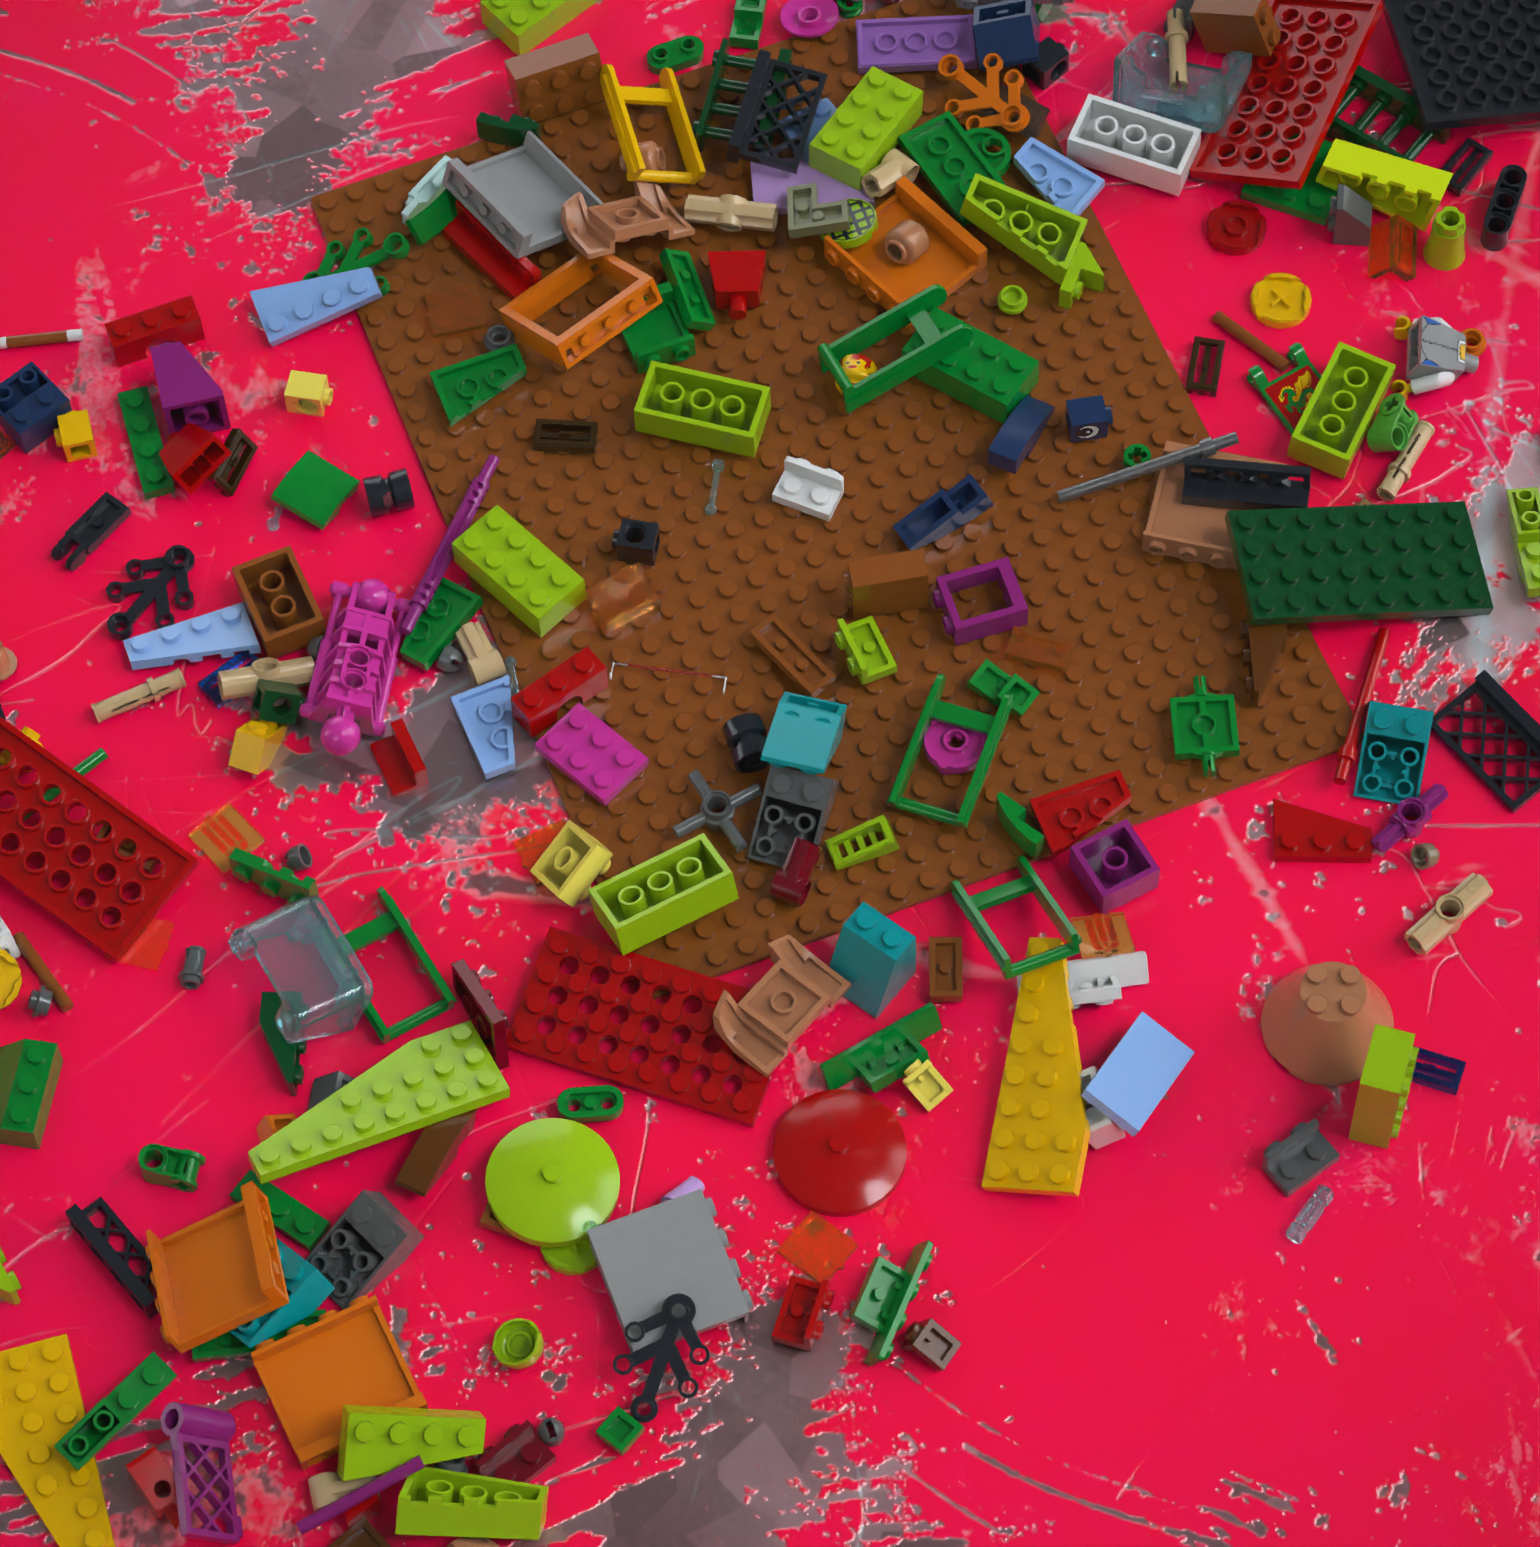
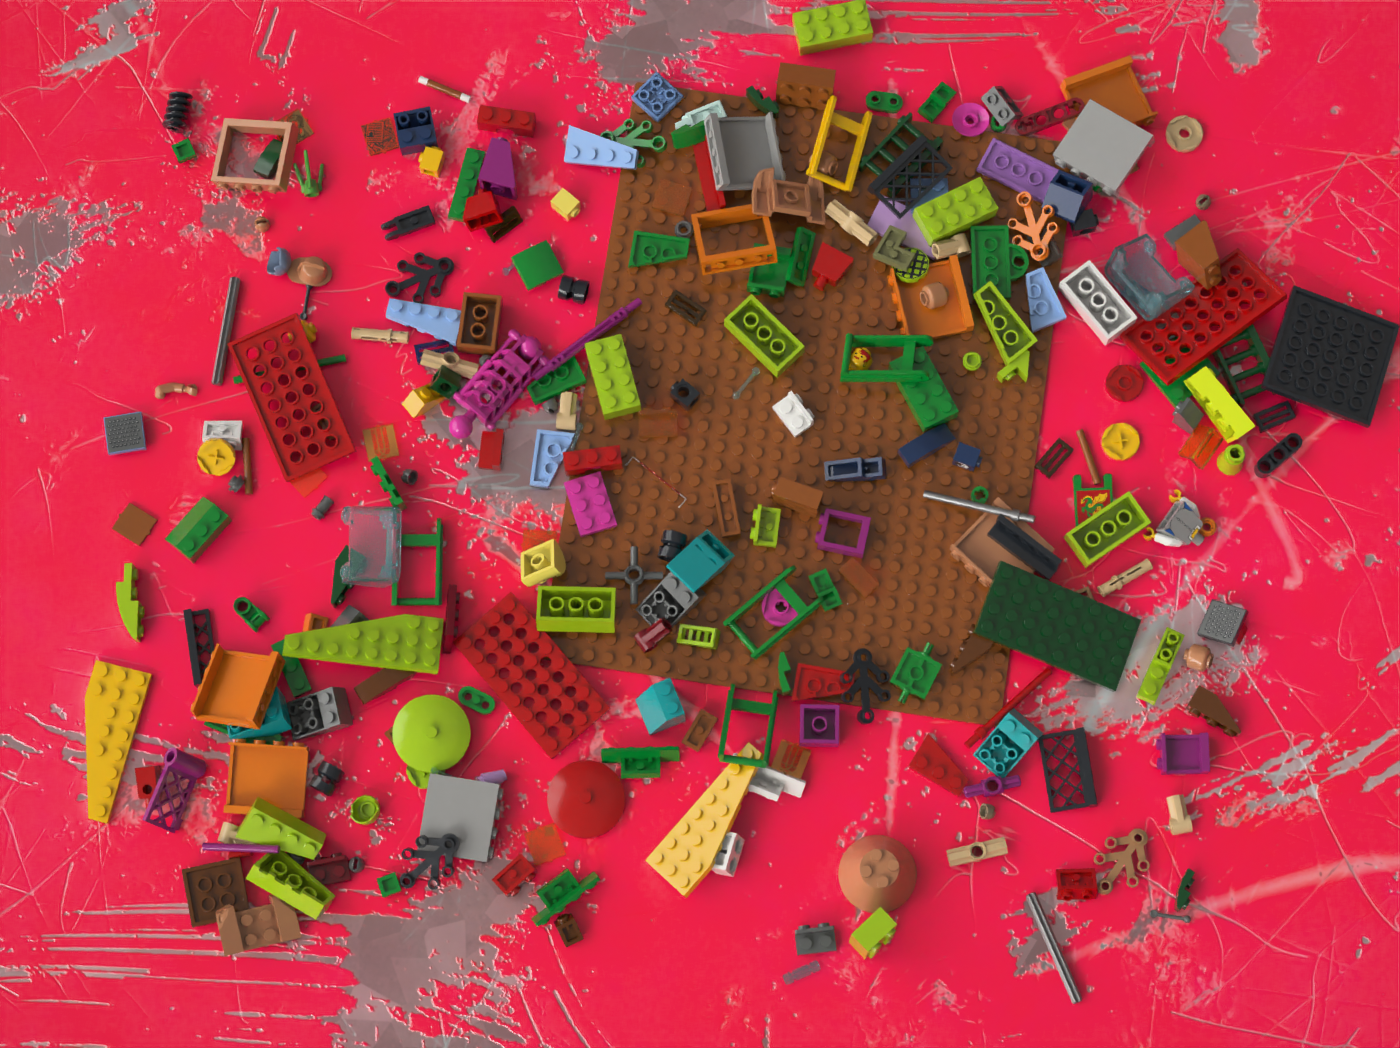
camera: 30 degrees right, 15 degrees up
(115, 1411) = (150, 731): green slope -> none
(353, 197) = (657, 97): none -> medium blue tile
(431, 1333) = (329, 772): none -> black wheel
(778, 1005) = (599, 705): nougat piece -> none
(926, 1084) = (650, 789): light yellow bracket -> none
(1118, 747) = (864, 682): none -> black plant
(1137, 1074) = (757, 849): light blue tile -> none
(1177, 39) = (1162, 250): tan pin -> none
(1392, 425) = (1129, 555): bright green piece -> none
(1434, 1082) = (923, 942): clear blue tile -> none

